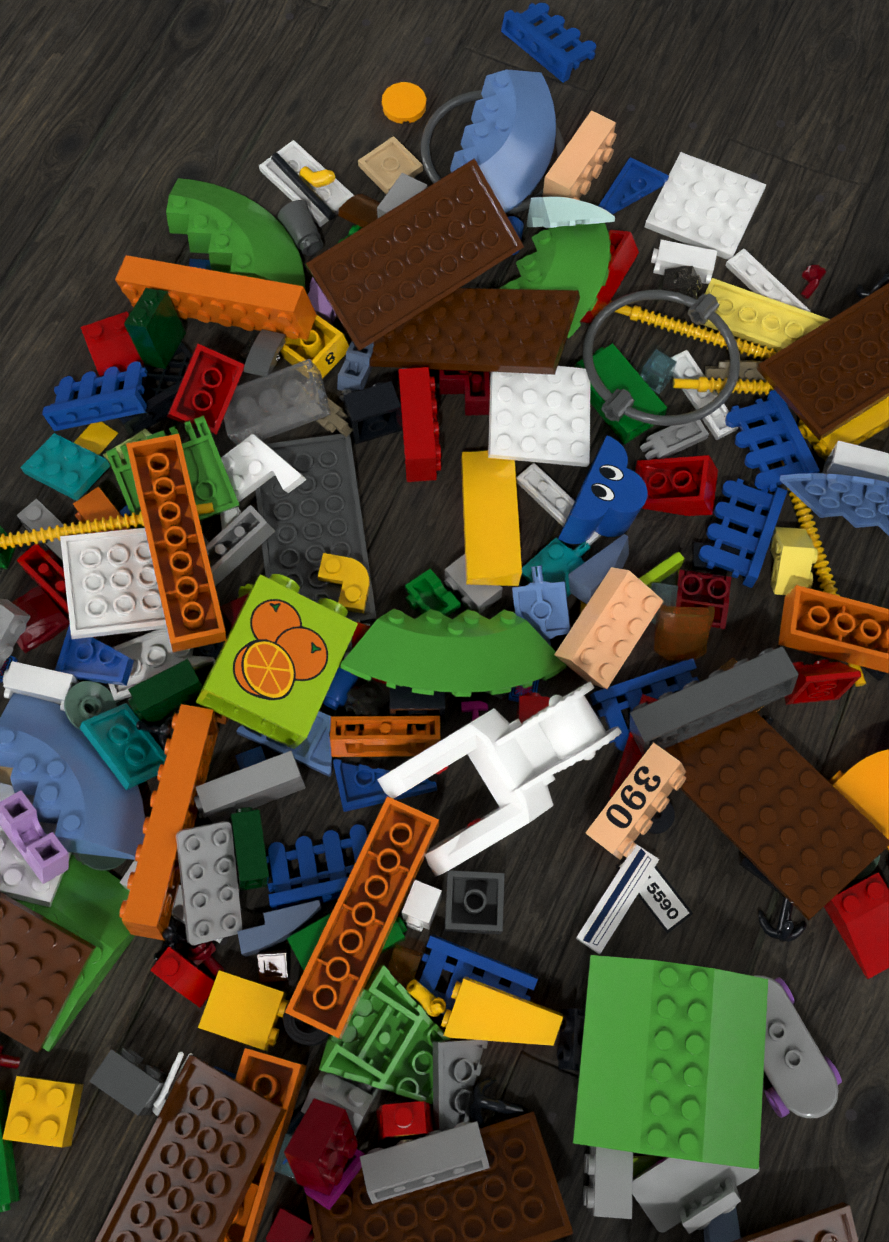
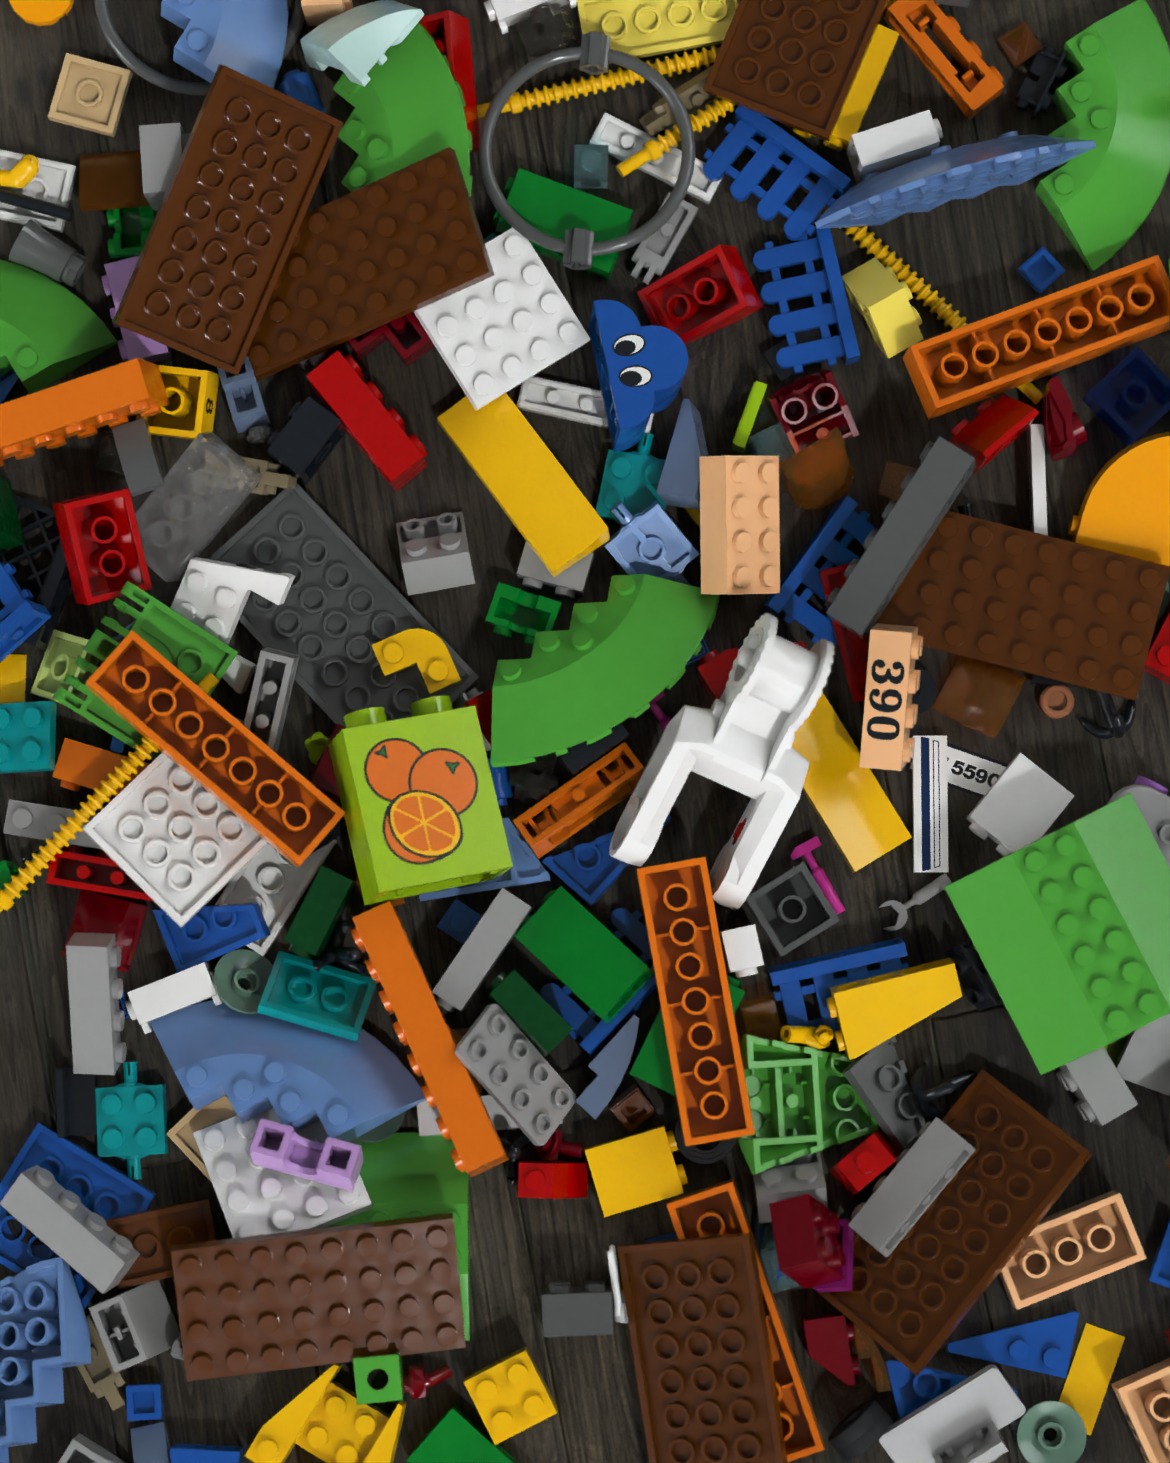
camera: 30 degrees left, 15 degrees up
(314, 837) = (583, 954): none -> green brick
(403, 528) = (435, 553): none -> light grey slope
(509, 893) = (817, 872): none -> dark pink piece
(562, 844) = (843, 793): none -> yellow arch
(568, 958) = (918, 898): none -> light grey piece
(680, 937) = (1018, 806): none -> white brick
(698, 846) = (979, 695): none -> clear orange slope
(750, 888) = (1056, 701): none -> nougat tile
(830, 729) = (1037, 479): none -> white tile
(868, 704) = (1061, 424): none -> dark red slope

